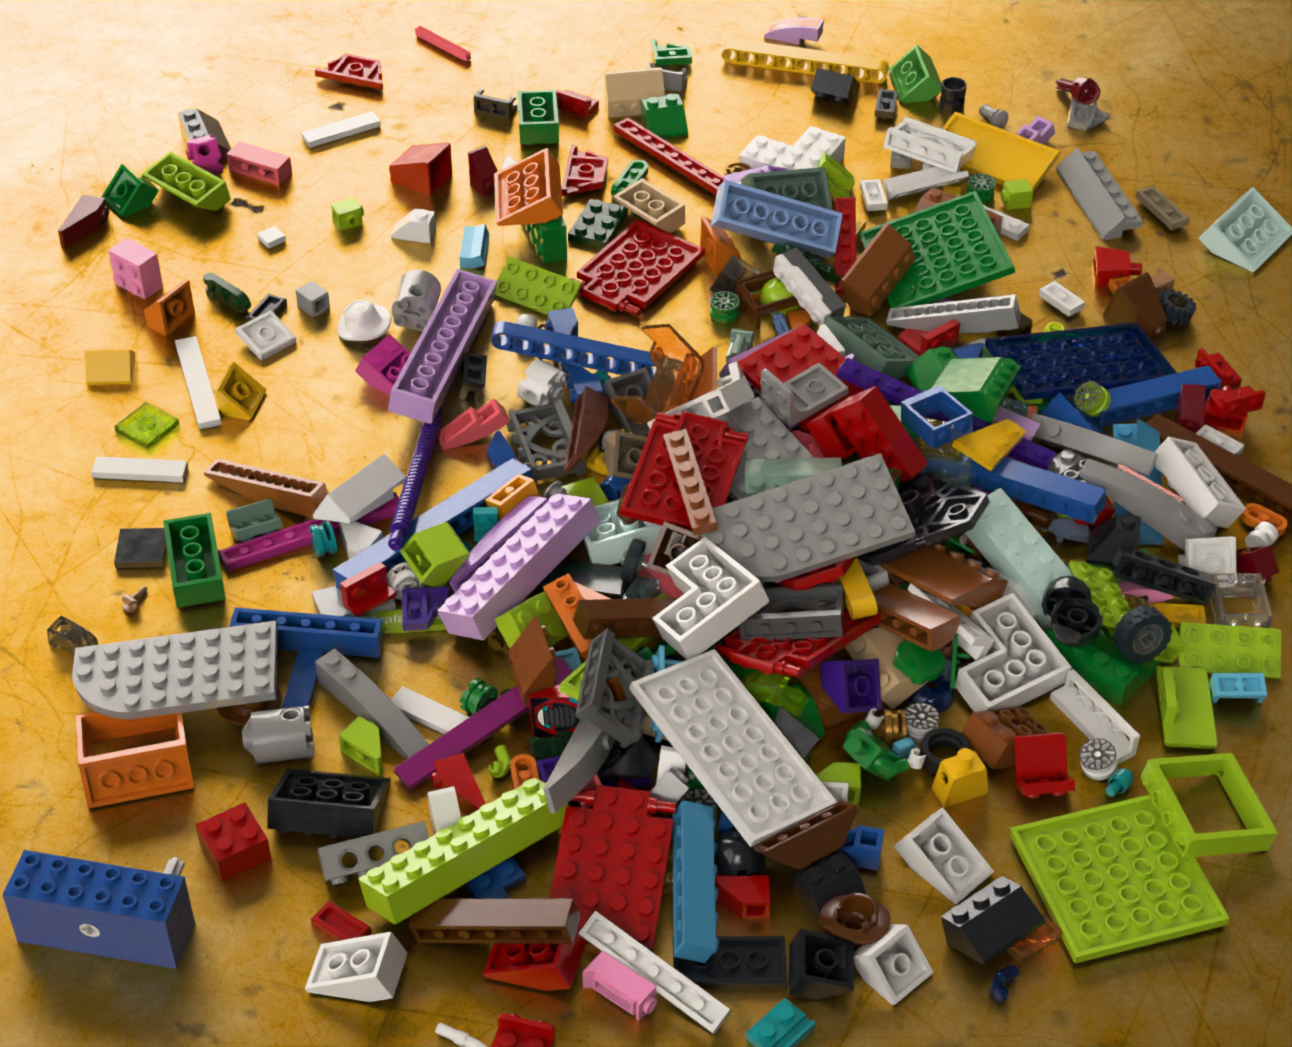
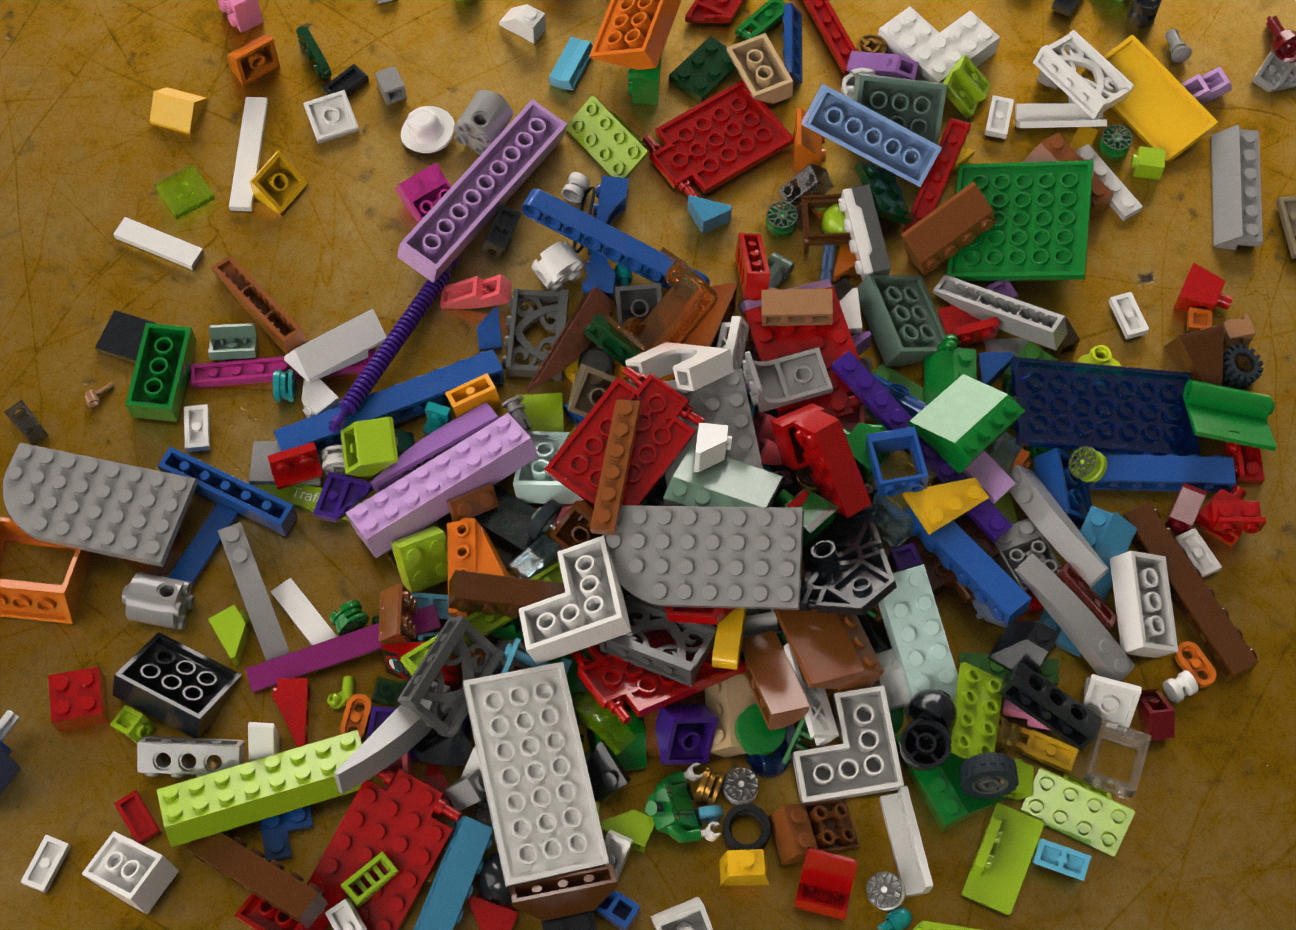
camera: 20 degrees right, 20 degrees up
(248, 593) = (197, 428): none -> white plate
(263, 991) = (45, 864): none -> white plate
(299, 845) = (133, 724): none -> lime bracket
(557, 567) = (473, 502): none -> dark orange plate
(602, 903) = (375, 886): none -> lime slope
(625, 417) = (611, 341): none -> dark green plate
(656, 314) = (708, 213): none -> dark azure slope
(662, 180) = (793, 42): none -> blue plate
(726, 335) = (752, 265): none -> red brick
(765, 448) = (711, 445): none -> white slope
(783, 341) = (797, 307): none -> medium nougat brick
(924, 345) = (948, 342): none -> green arm
(1185, 335) = (1229, 414): none -> green door

